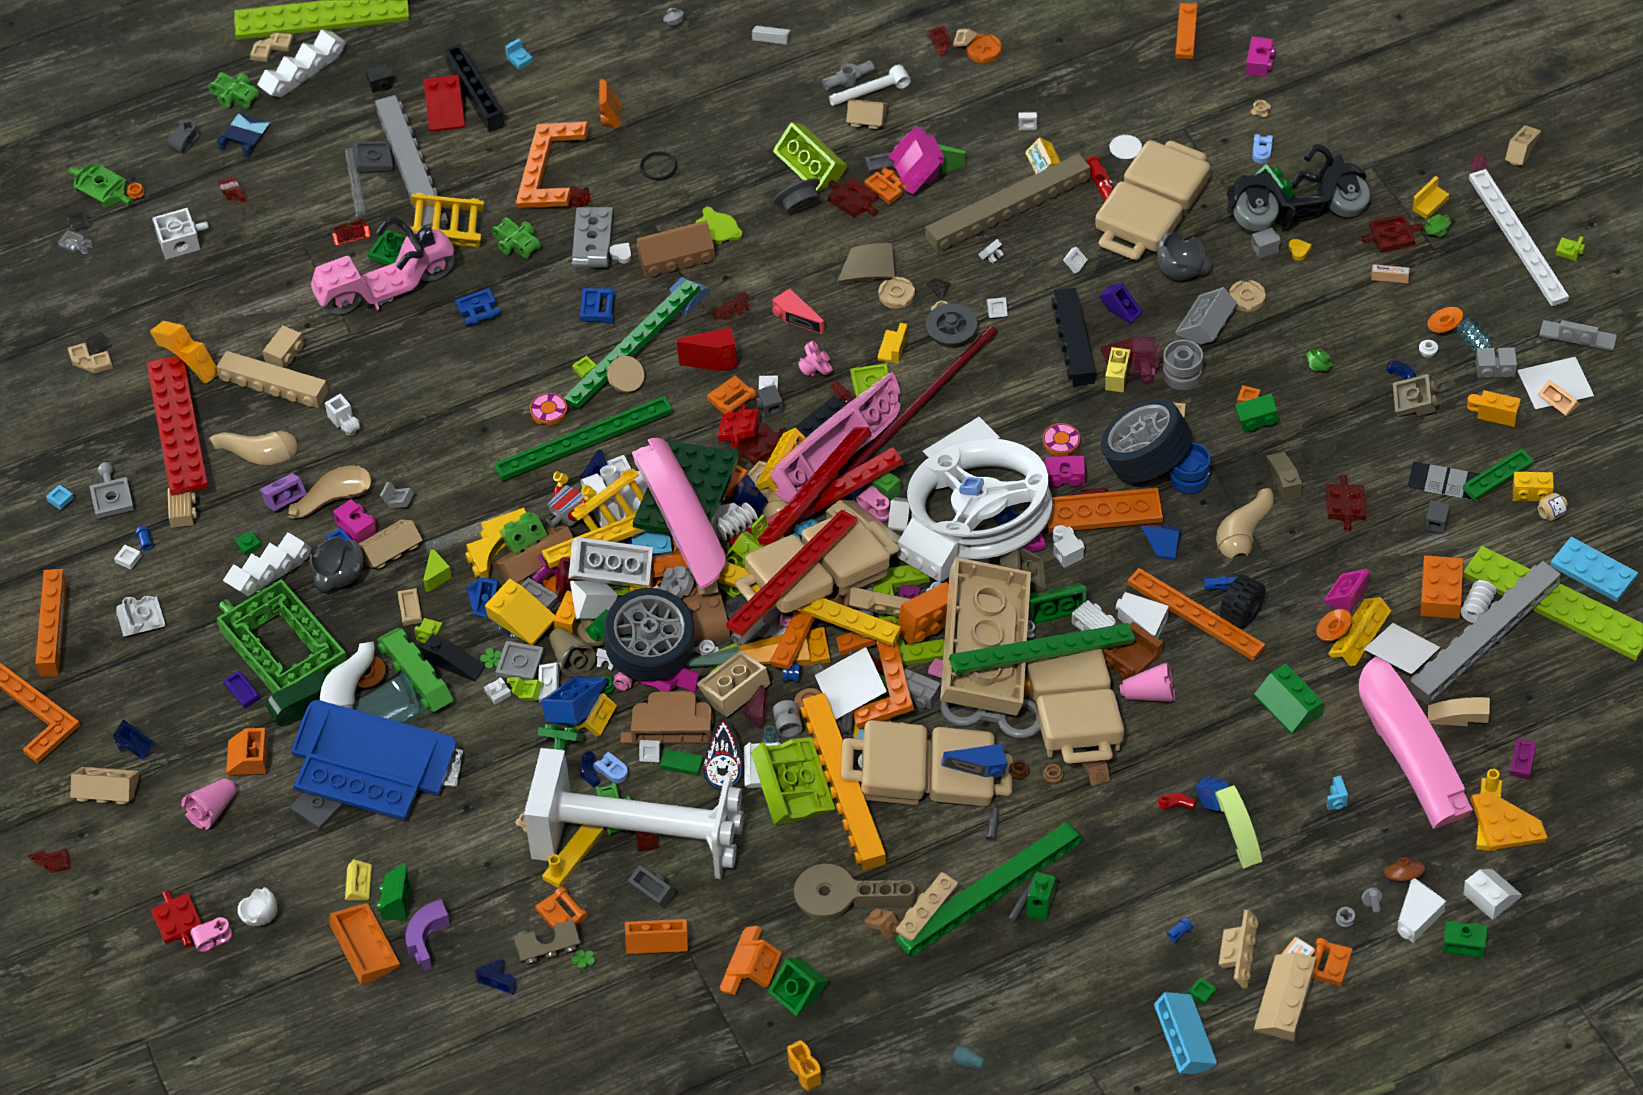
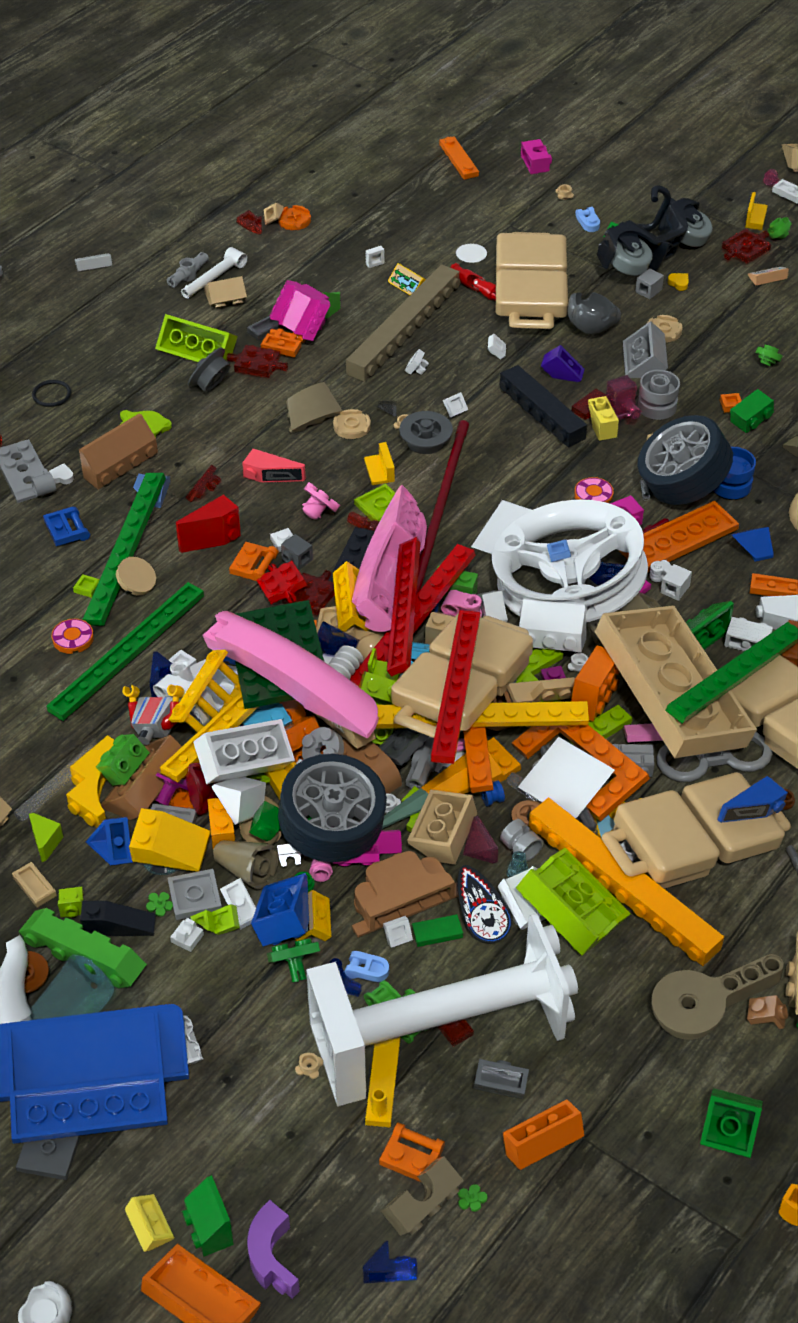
camera: 30 degrees left, 5 degrees down
(751, 959) = (660, 1117): orange plate -> none

